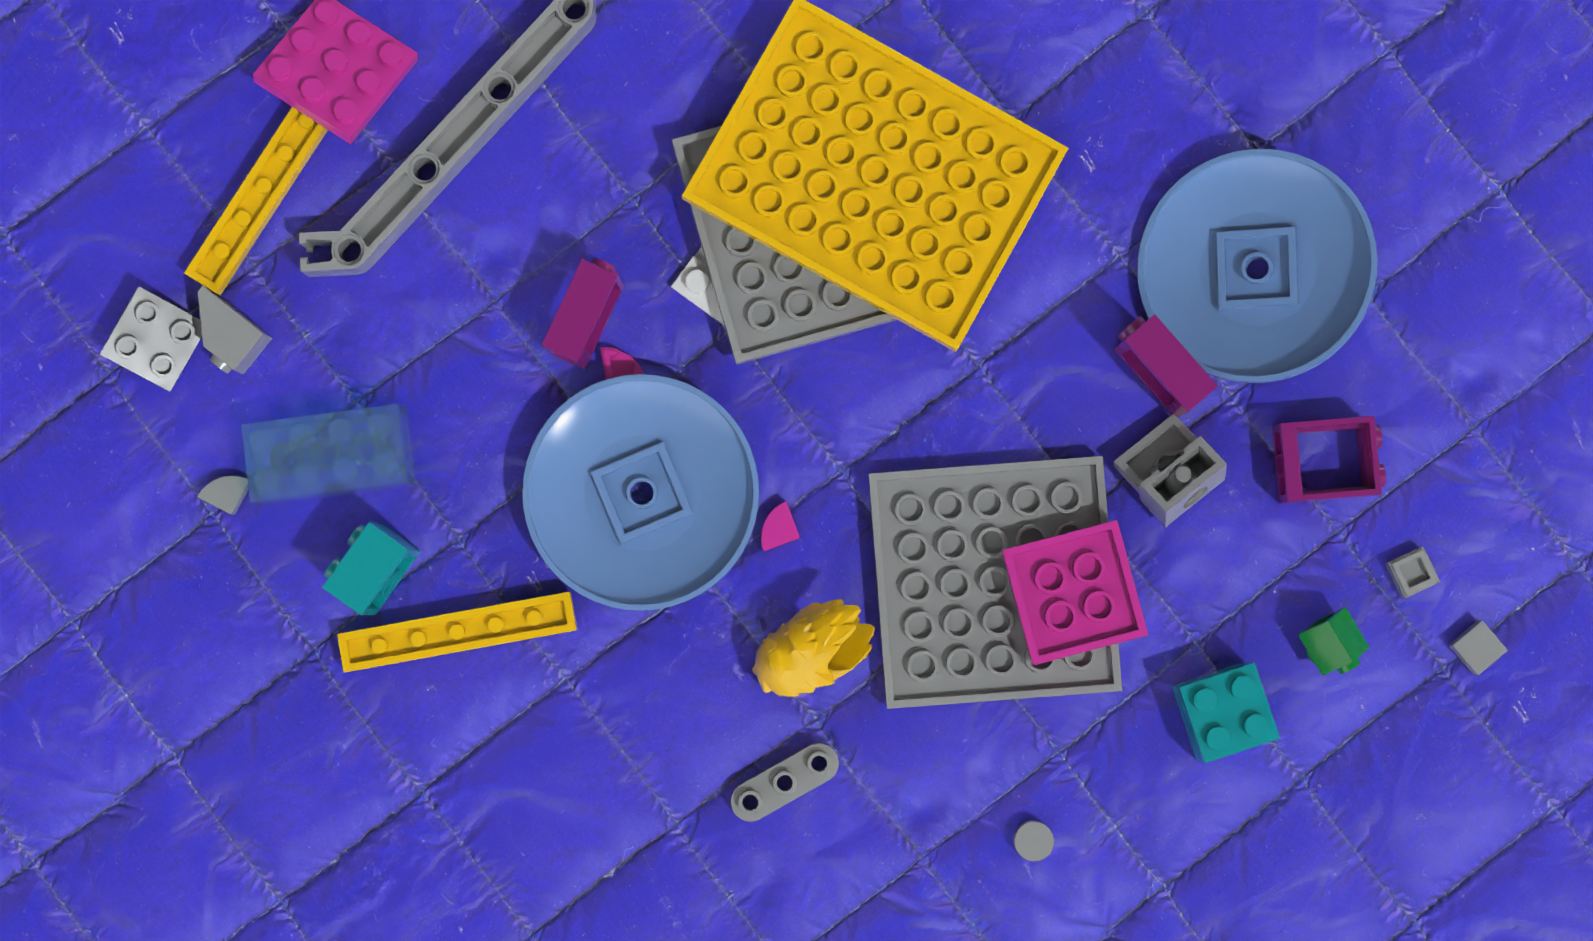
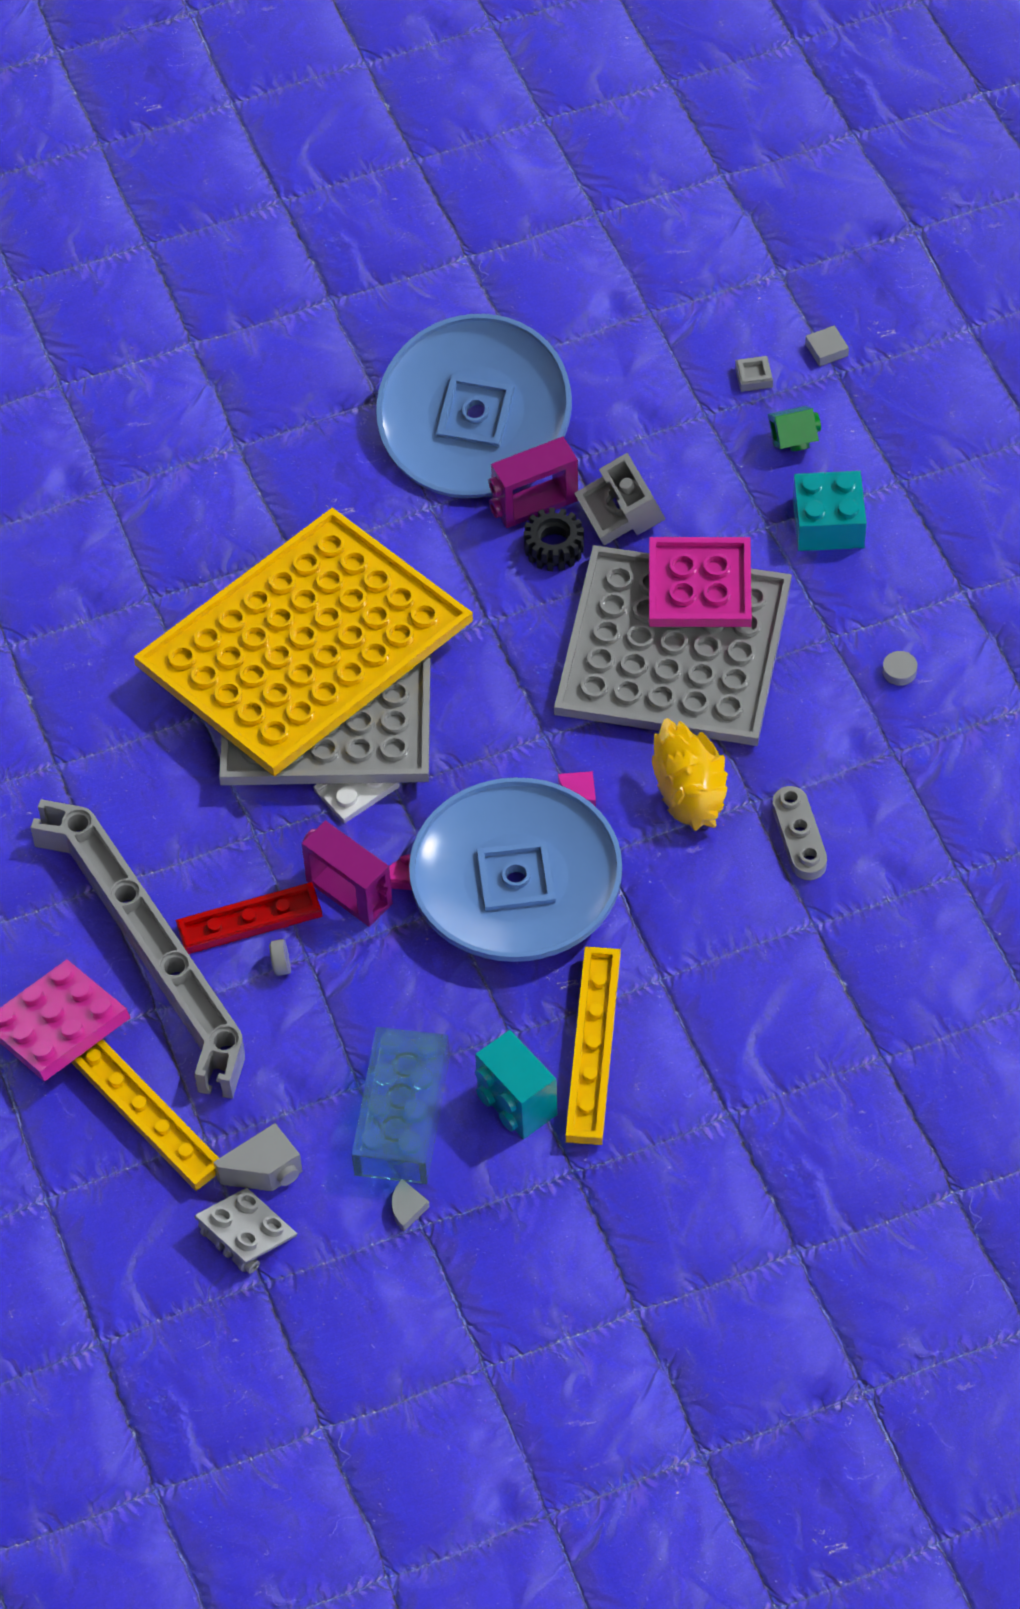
camera: 70 degrees left, 30 degrees down
(476, 274) = (280, 957): none -> light grey tile
(522, 224) = (249, 918): none -> red tile
(1124, 397) = (556, 524): none -> black tyre
(1288, 462) = (638, 426): magenta window -> none

